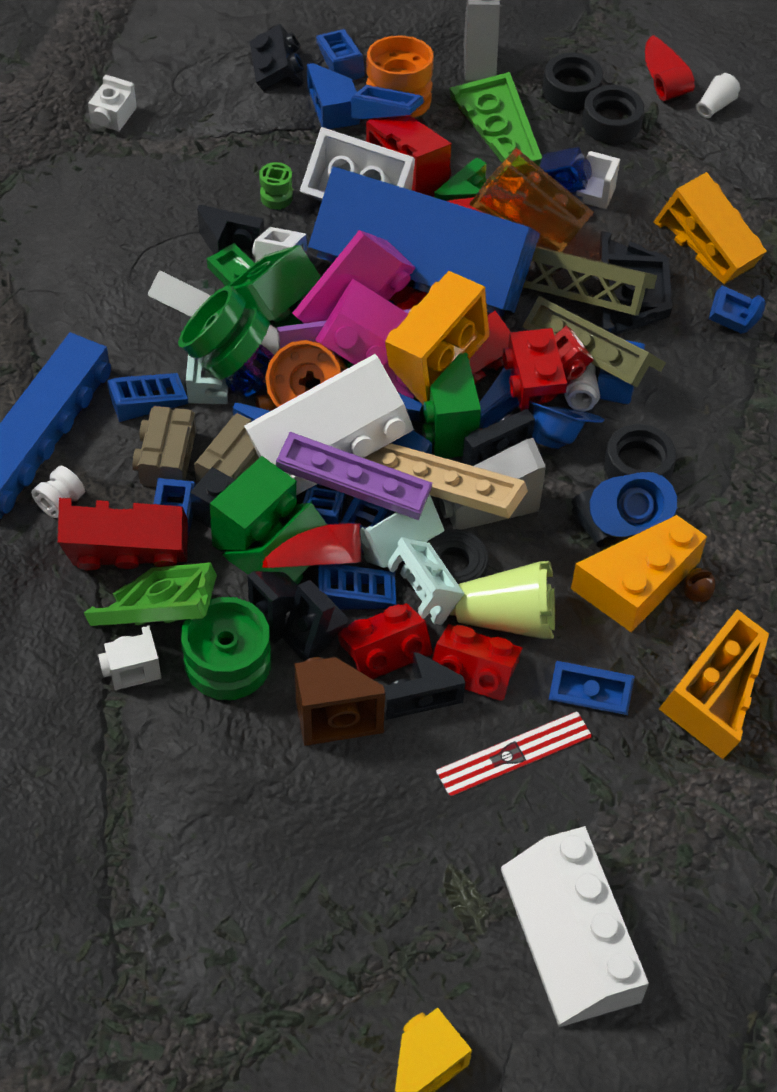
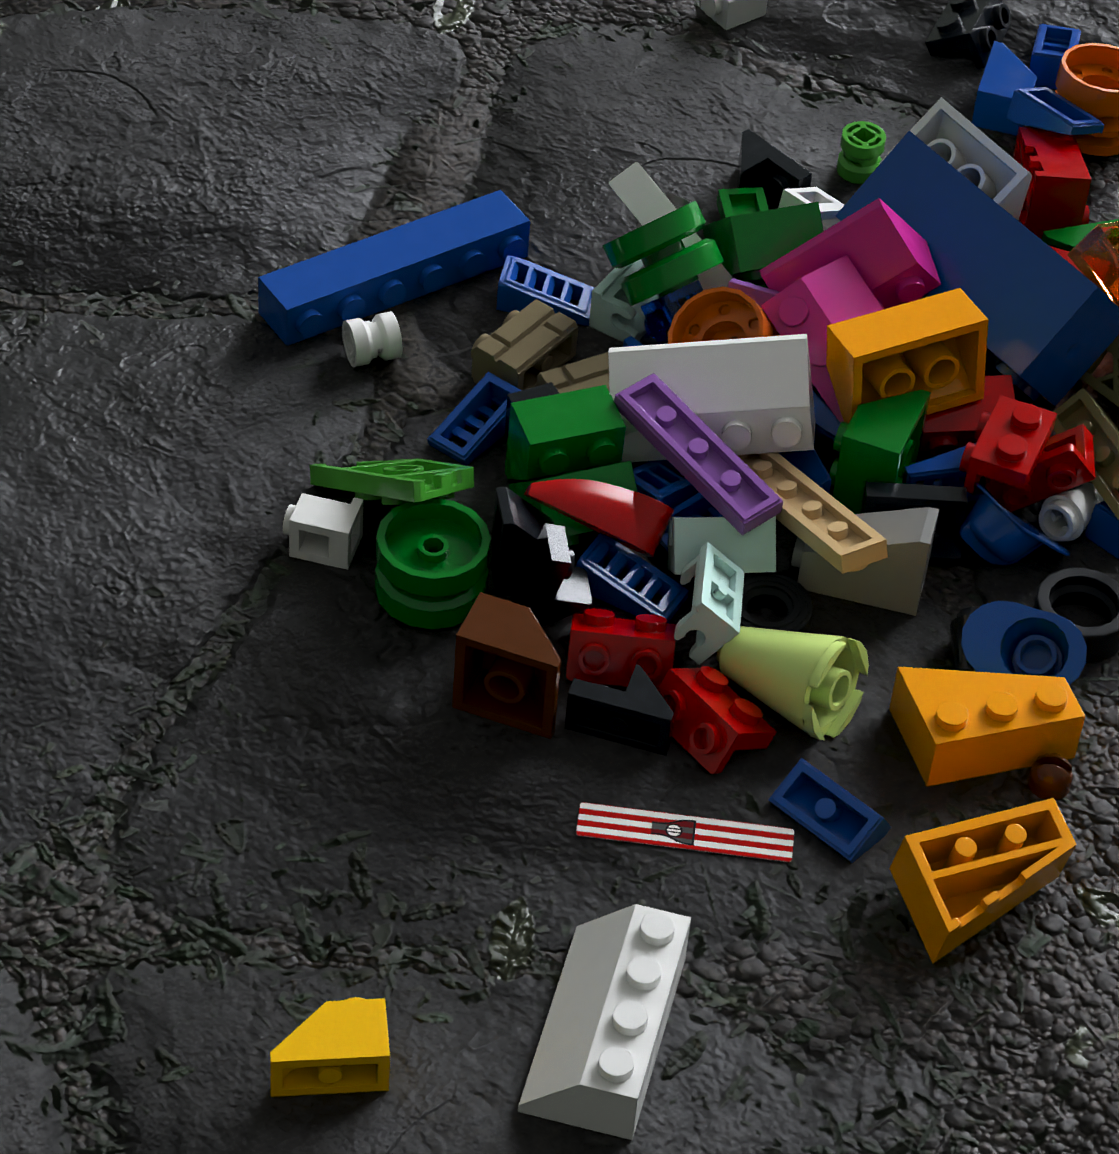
camera: 30 degrees right, 10 degrees down
(122, 535) = (401, 405): red wedge -> none

